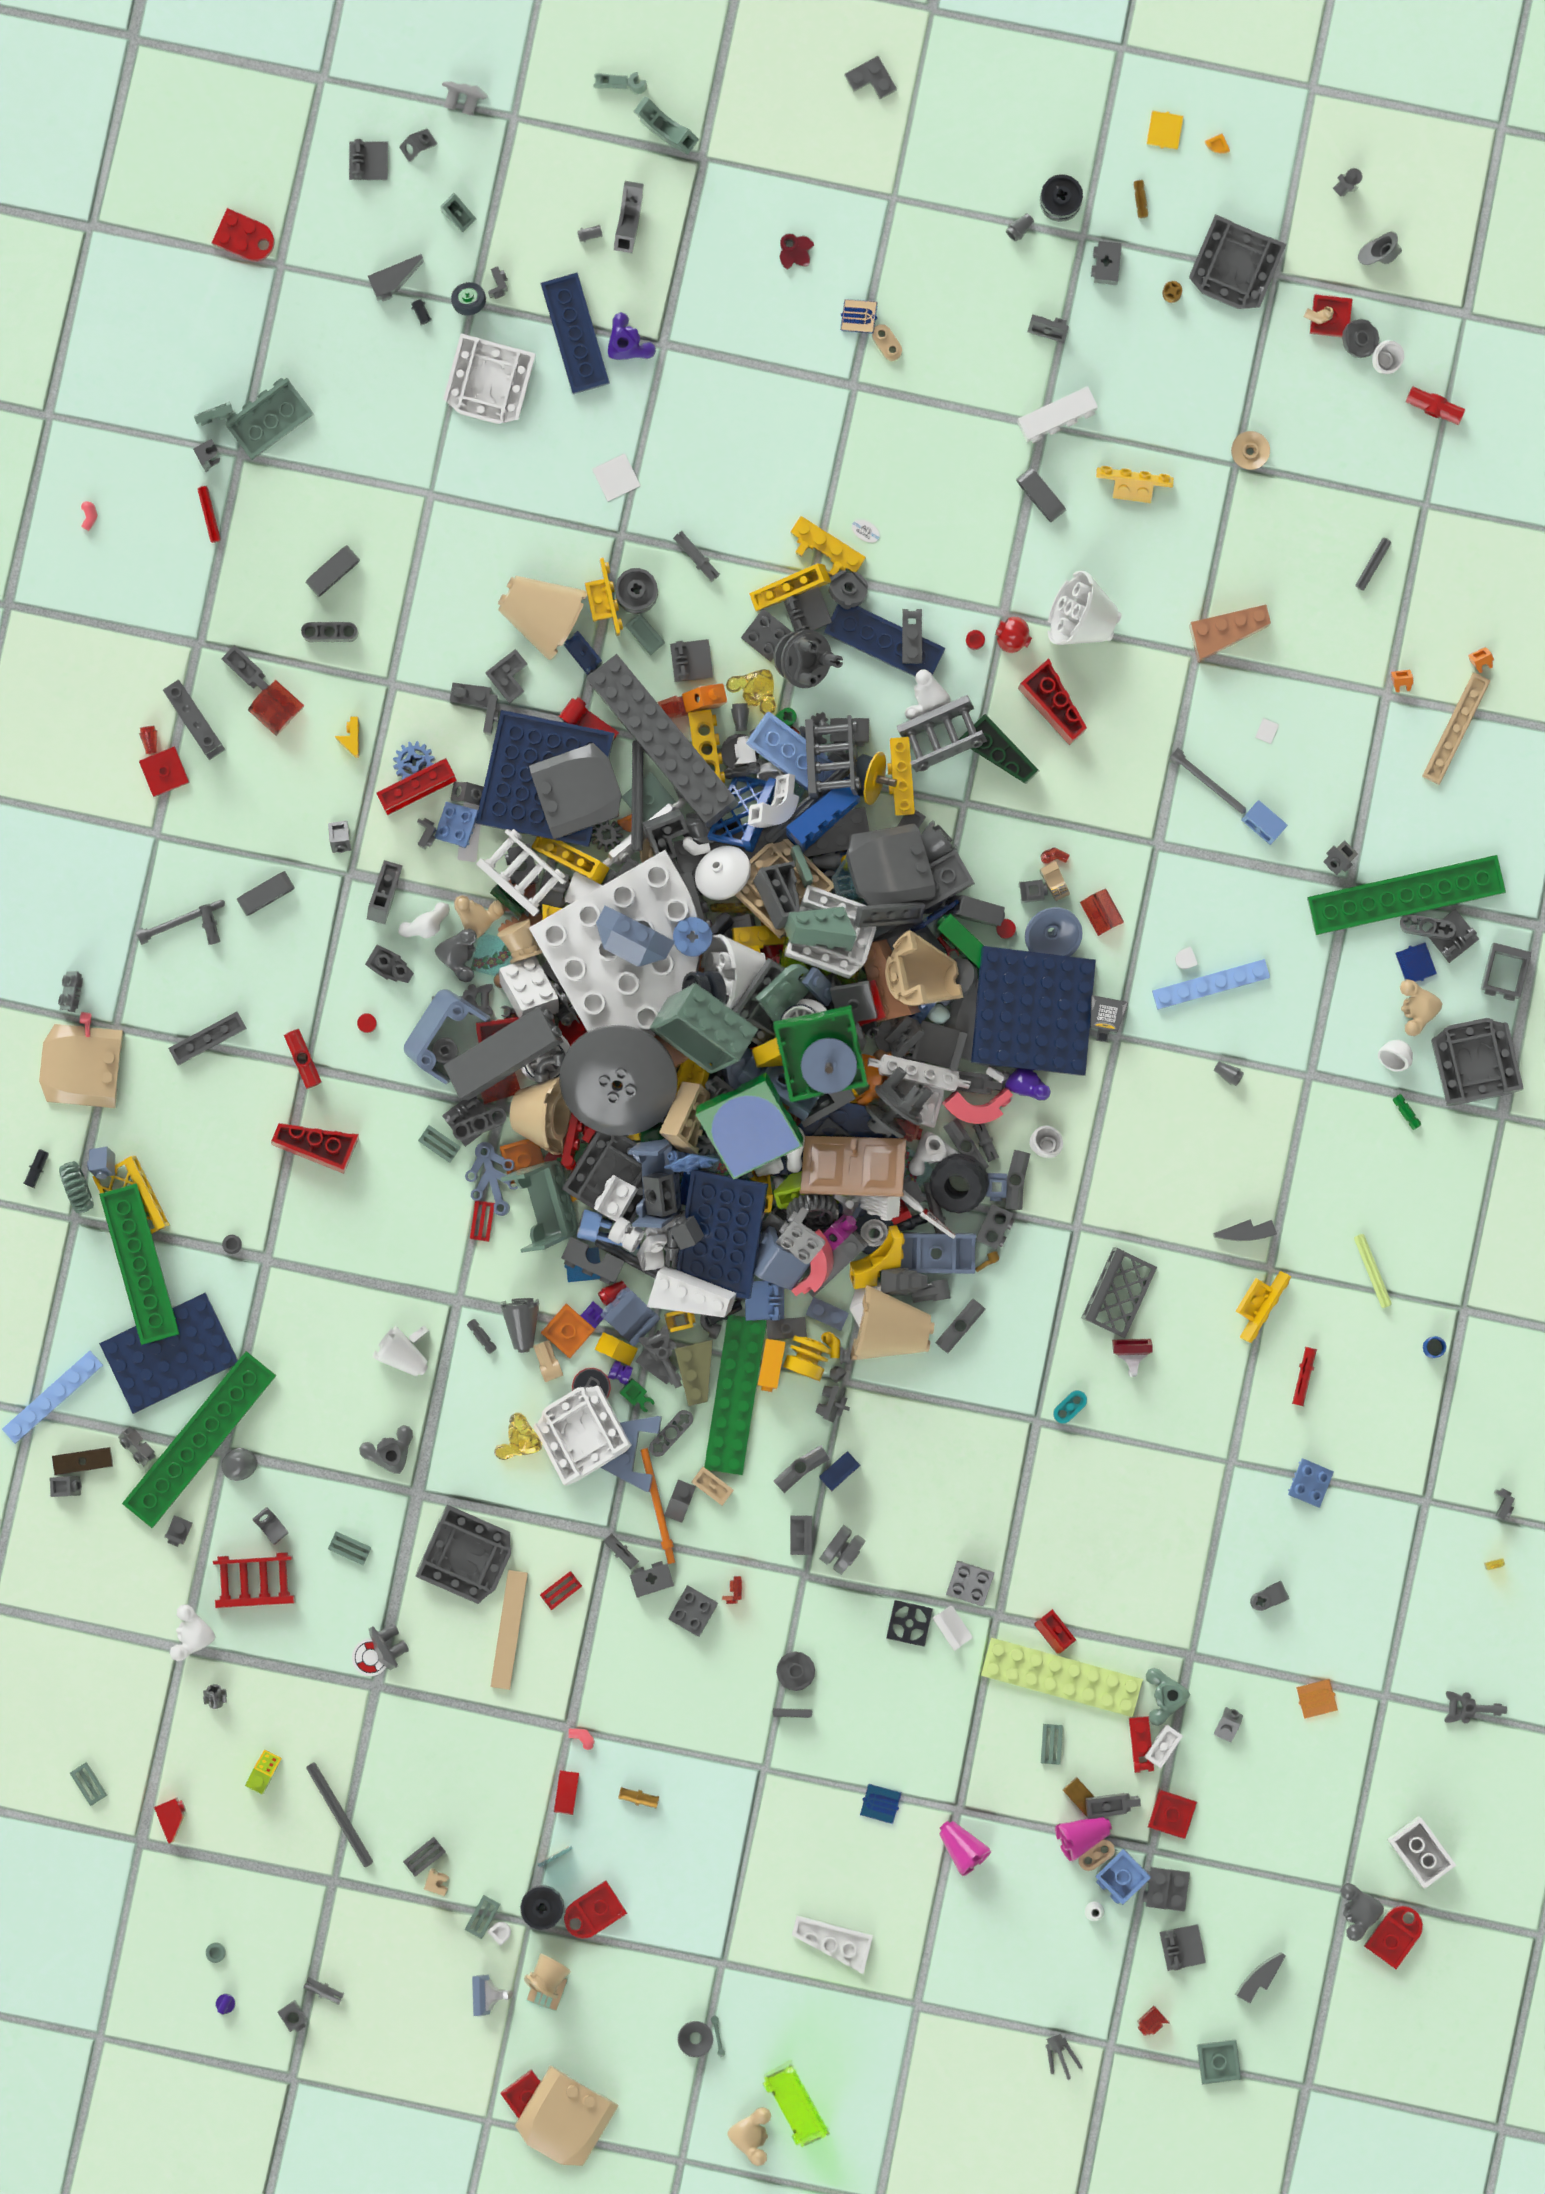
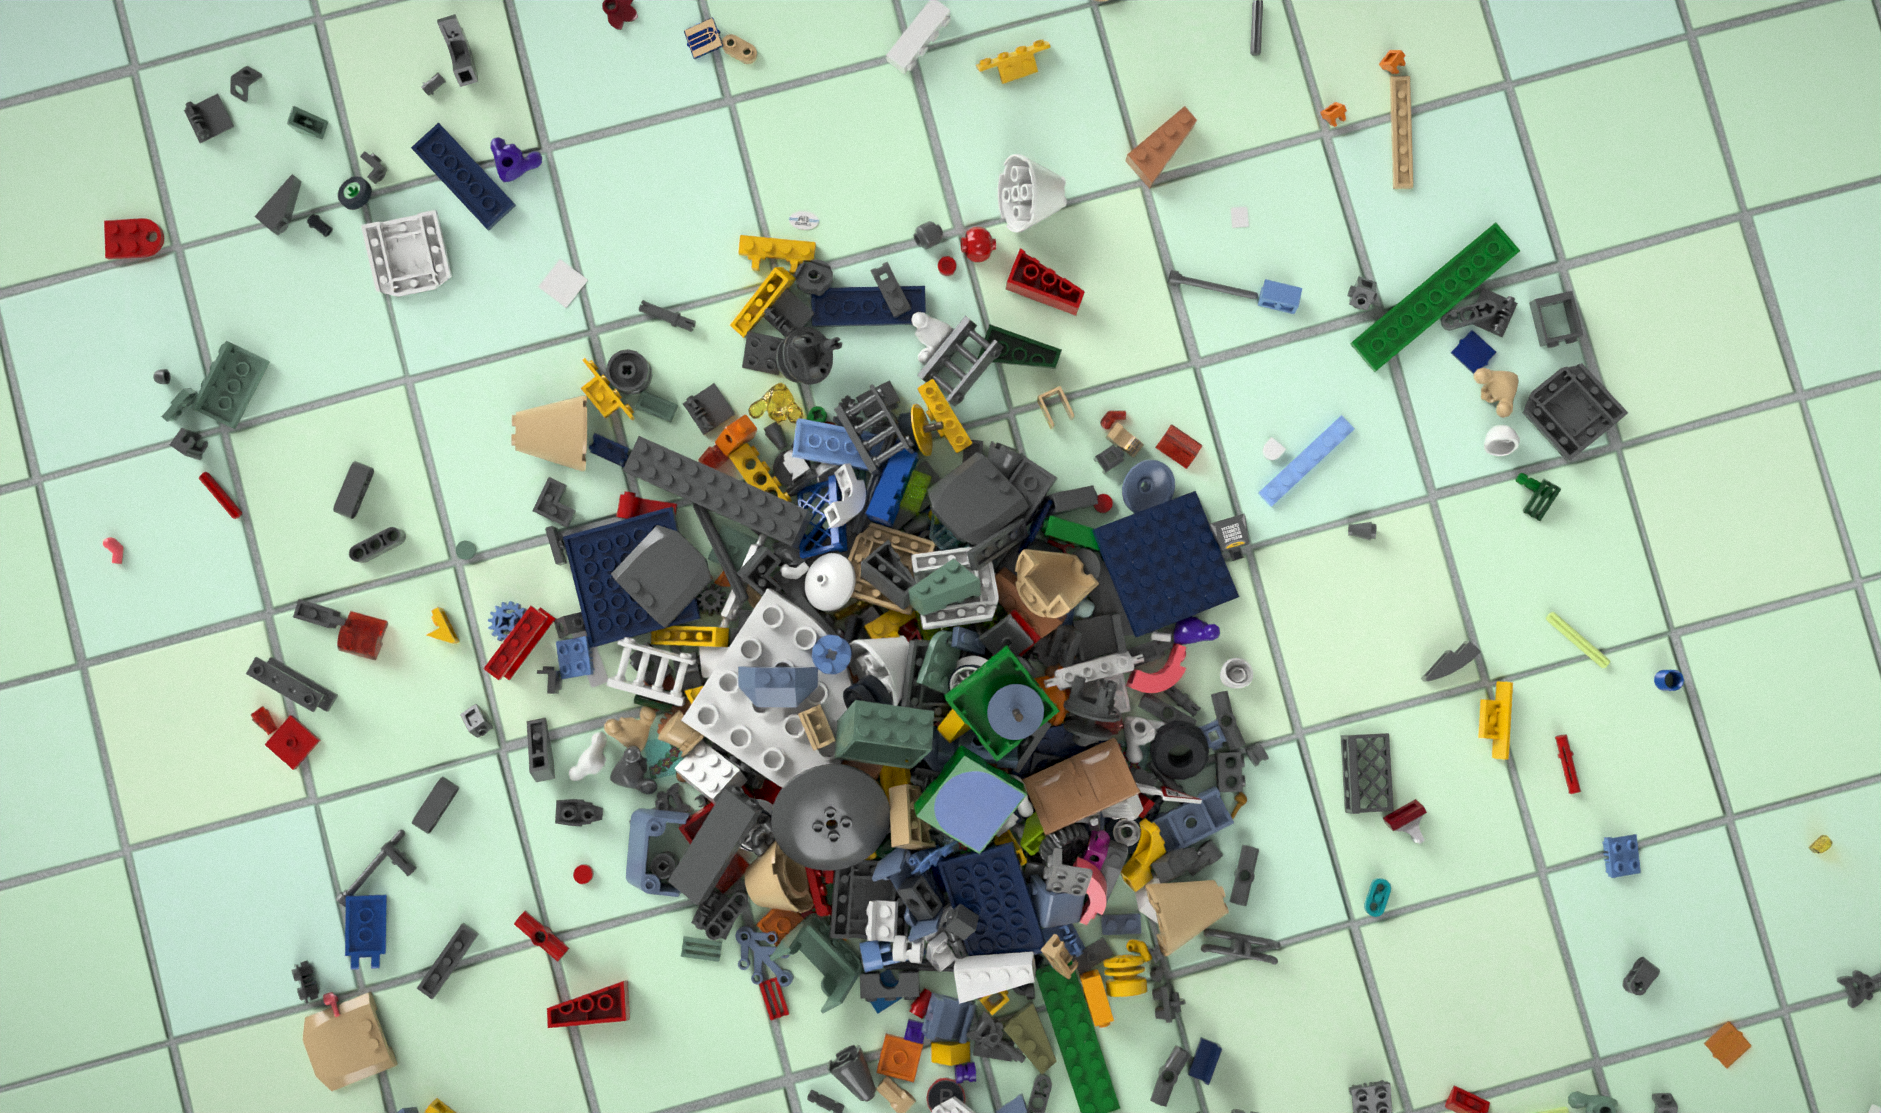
camera: 20 degrees left, 0 degrees up
(148, 972) = (365, 928): none -> blue tile
(209, 378) = (162, 376): none -> dark grey hinge
(406, 677) = (465, 550): none -> sand green tile
(470, 694) = (529, 537): dark grey hinge -> none
(472, 92) = (270, 14): light grey connector -> none
(635, 1393) = (988, 1083): green plate -> none
(647, 993) = (817, 727): none -> tan hinge
(757, 1310) = (1059, 956): none -> tan hinge
(801, 865) = (899, 542): sand green tile -> none
(840, 831) = (915, 492): none -> clear neon green brick
(923, 1386) = (1240, 945): none -> dark grey piece
(972, 603) = (928, 235): none -> dark grey head
(1007, 804) = (1040, 398): none -> tan piece
(1027, 1224) = (1257, 754): none -> dark grey wheel
(1041, 494) = (939, 111): dark grey beam -> none
(1392, 1136) = (1544, 482): none -> dark green tile
(1505, 1508) = (1804, 788): dark grey bracket -> none

